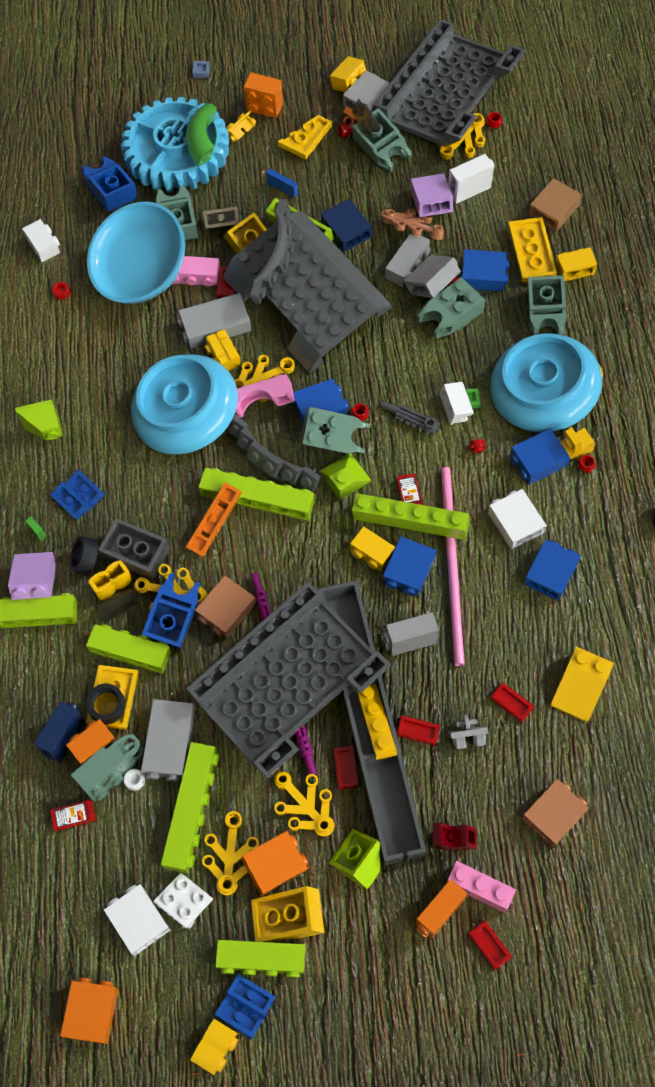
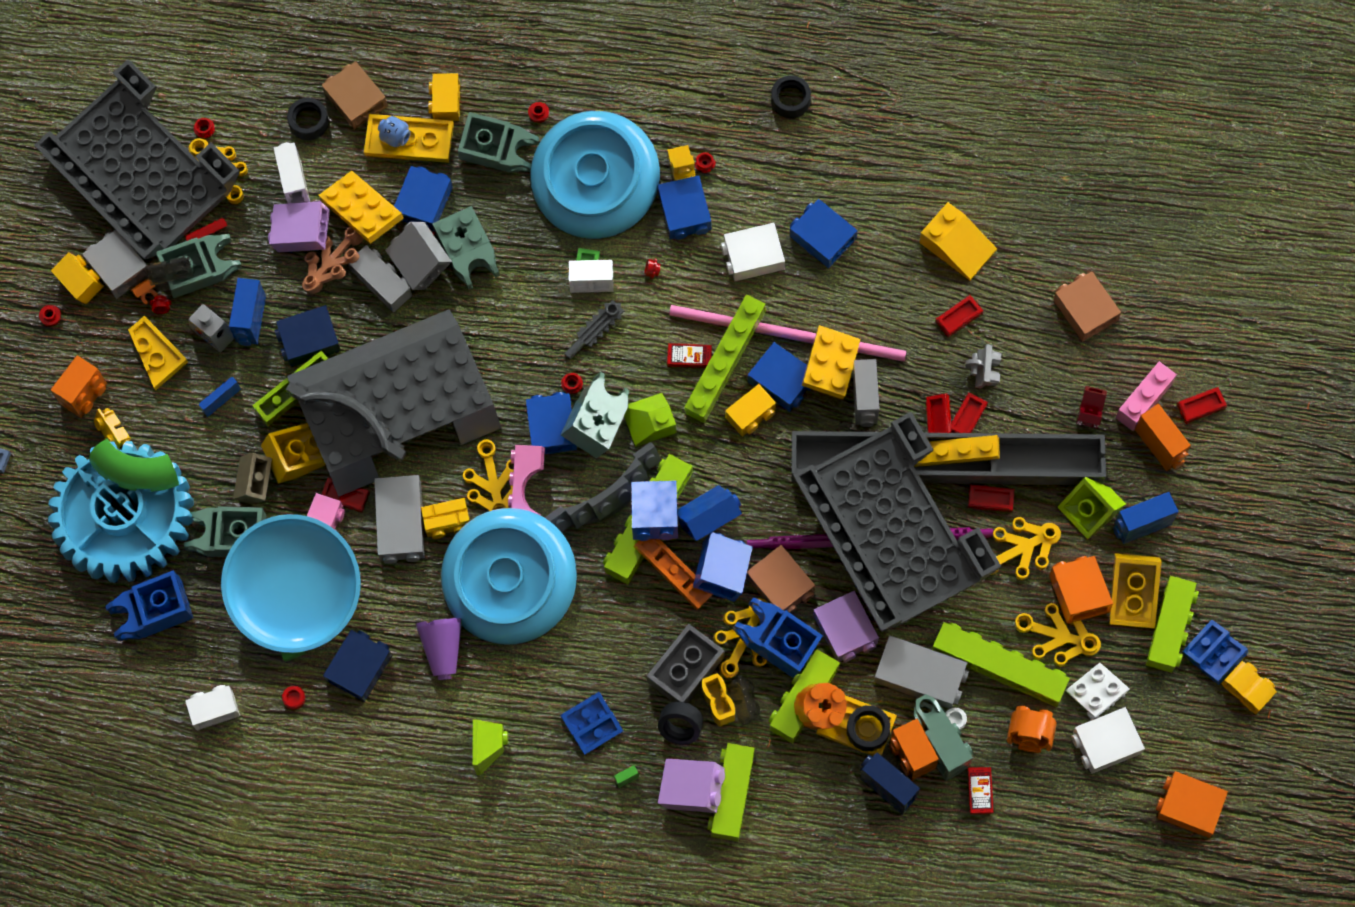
camera: 75 degrees left, 5 degrees up
(91, 322) = (358, 665): none -> dark blue brick
(102, 657) = (832, 709): none -> orange brick
(117, 371) = (441, 645): none -> medium lavender cone
(130, 844) = (1031, 729): none -> orange brick
(191, 665) = (846, 627): none -> lavender brick
(225, 556) = (722, 566): none -> brick
(256, 488) = (654, 510): none -> brick
(268, 533) = (708, 512): none -> blue brick
(317, 70) = (54, 319): none -> red plate
(334, 156) = (208, 325): none -> light grey torso
(351, 179) = (247, 311): none -> blue brick
(356, 908) = (1145, 518): none -> blue brick
(409, 704) = (938, 413): none -> red tile
(412, 142) = (207, 230): none -> red tile
(429, 596) = (831, 362): none -> yellow plate
(460, 229) = (361, 207): none -> yellow plate
(524, 170) = (305, 104): none -> black tyre
(530, 233) = (394, 131): none -> medium blue head
(585, 336) = (541, 117): none -> red plate

